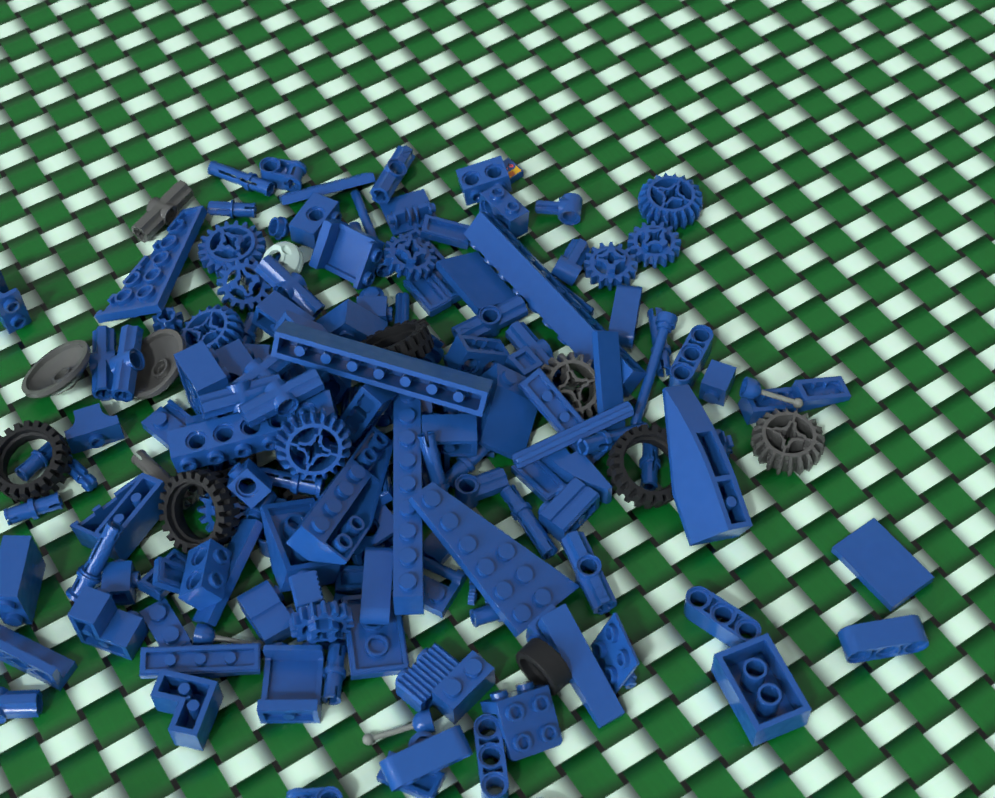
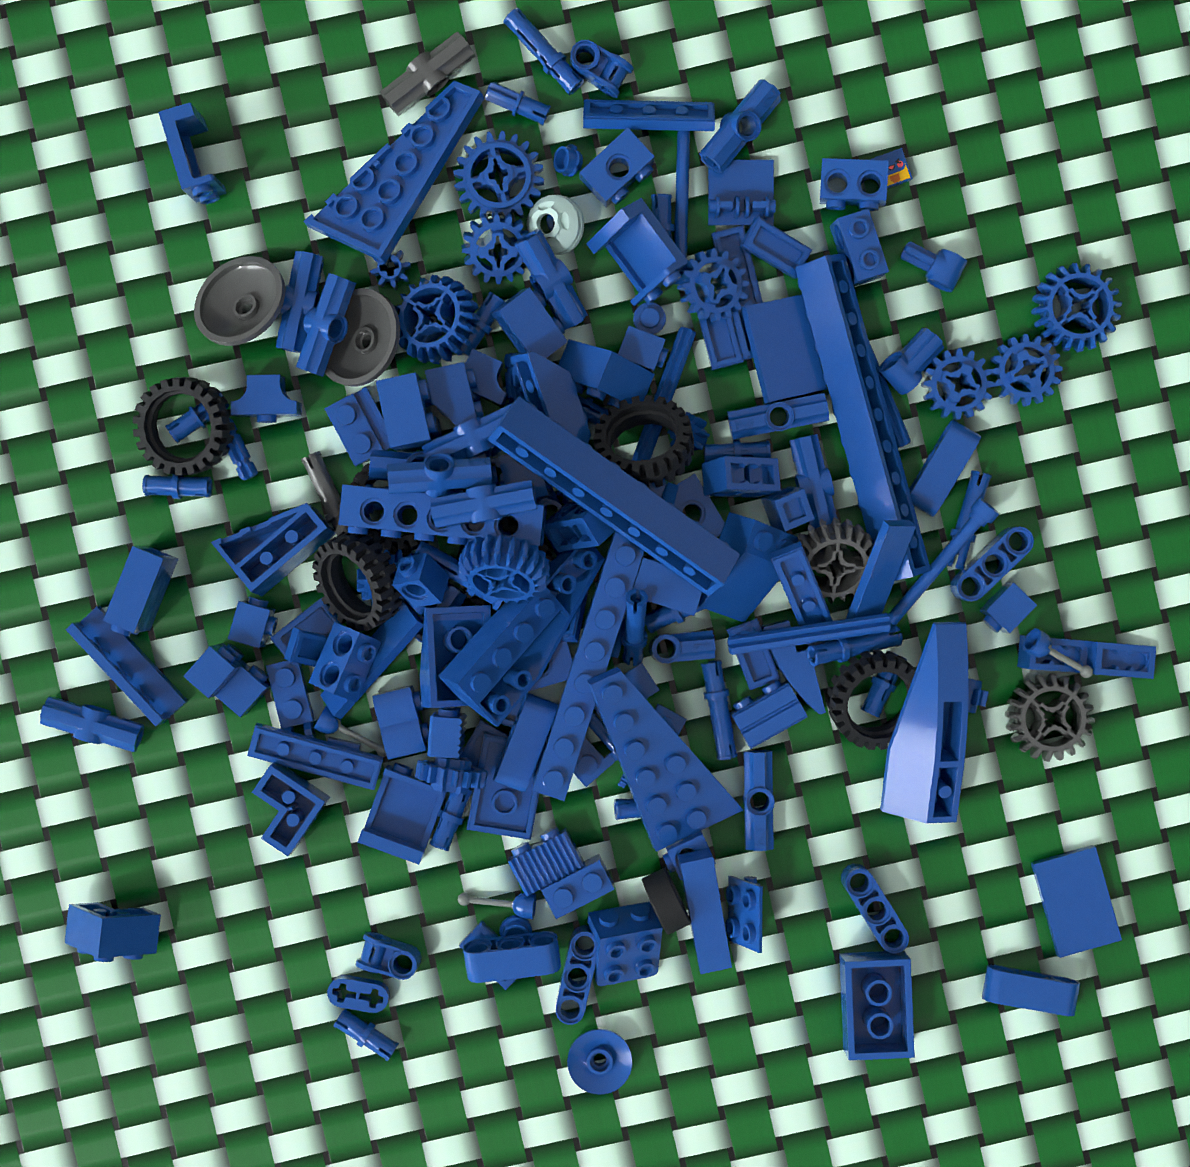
camera: 15 degrees right, 35 degrees up
(90, 573) = (222, 609): blue pin -> none

